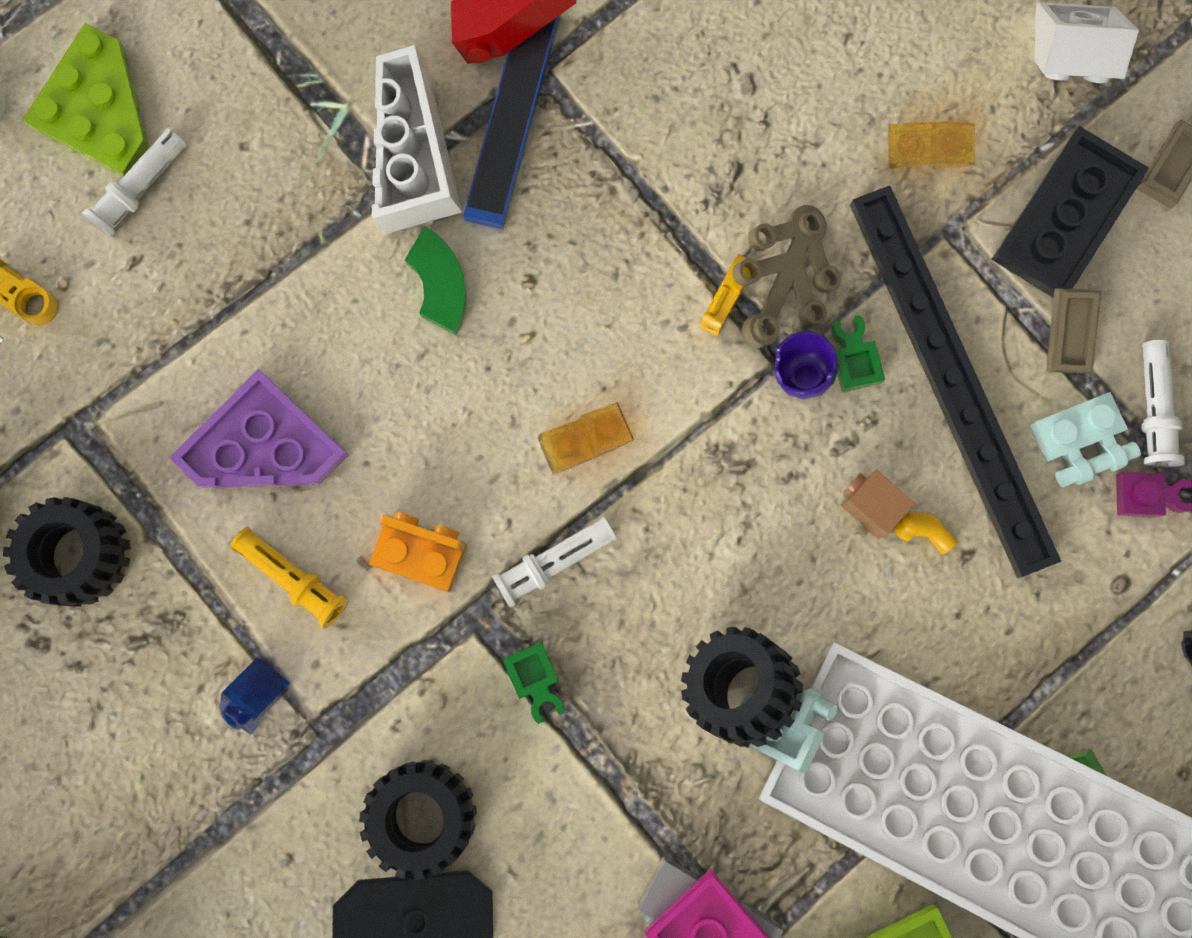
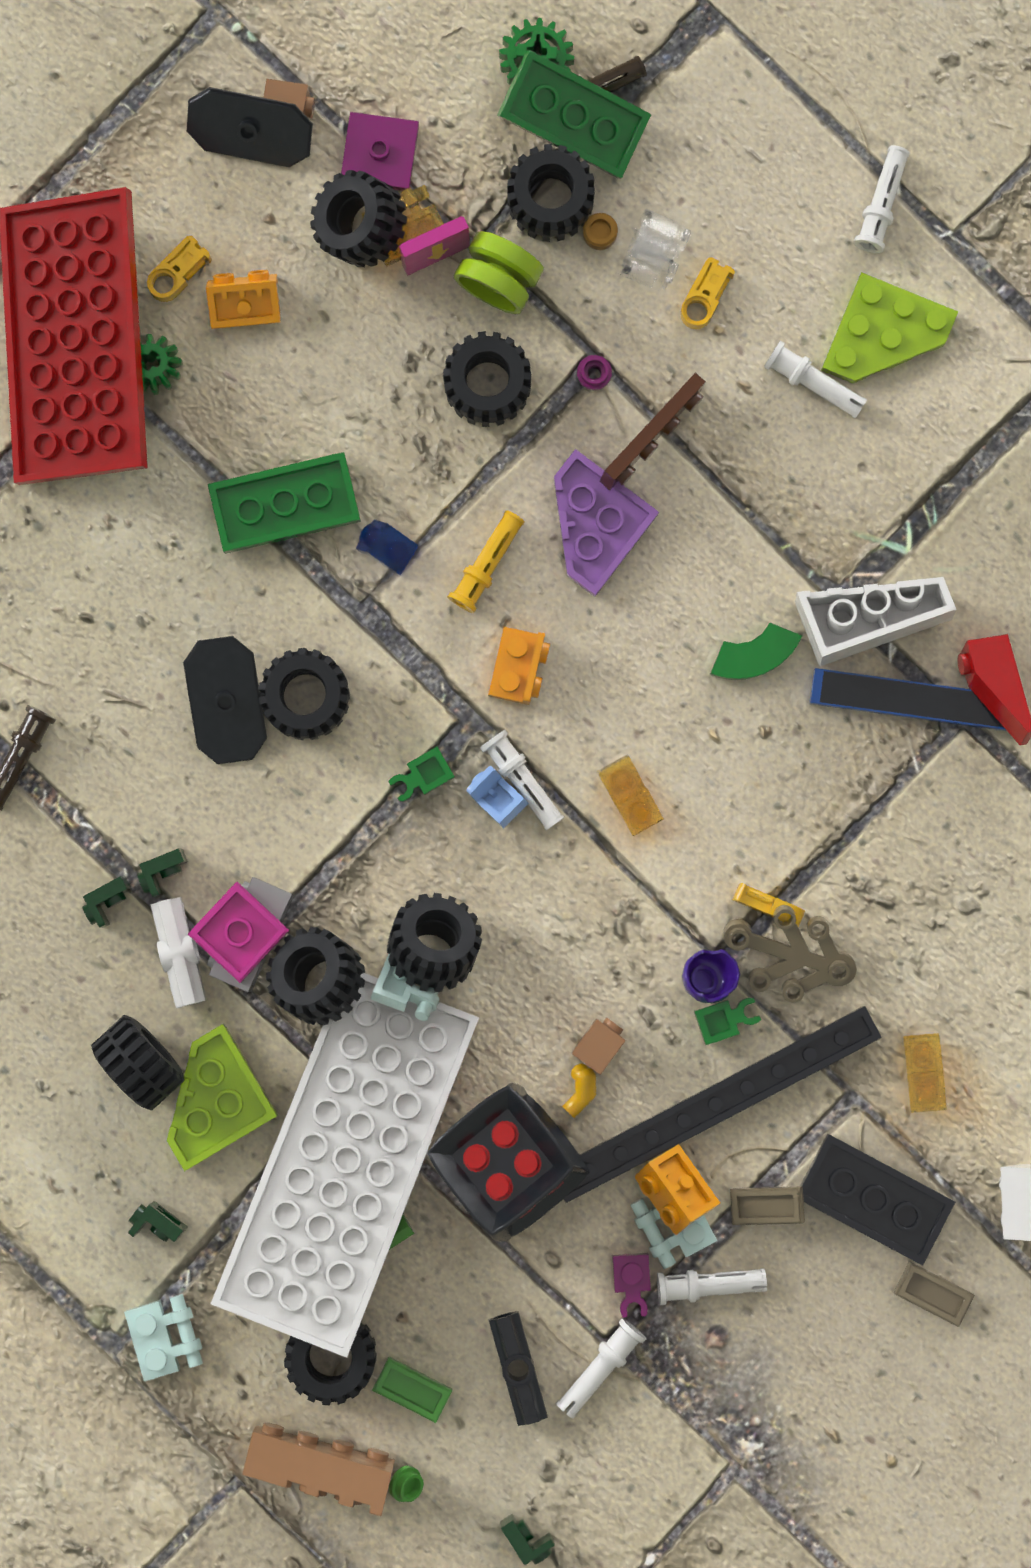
camera: 80 degrees right, 5 degrees up
(76, 420) = (601, 364): none -> magenta plate
(173, 375) = (644, 443): none -> reddish brown plate
(180, 820) = (284, 502): none -> green plate
(570, 593) = (496, 796): none -> light blue bracket
(765, 873) = (295, 962): none -> black tyre
(1029, 623) = (507, 1162): none -> black piece
(1055, 428) = (676, 1189): none -> light orange bracket

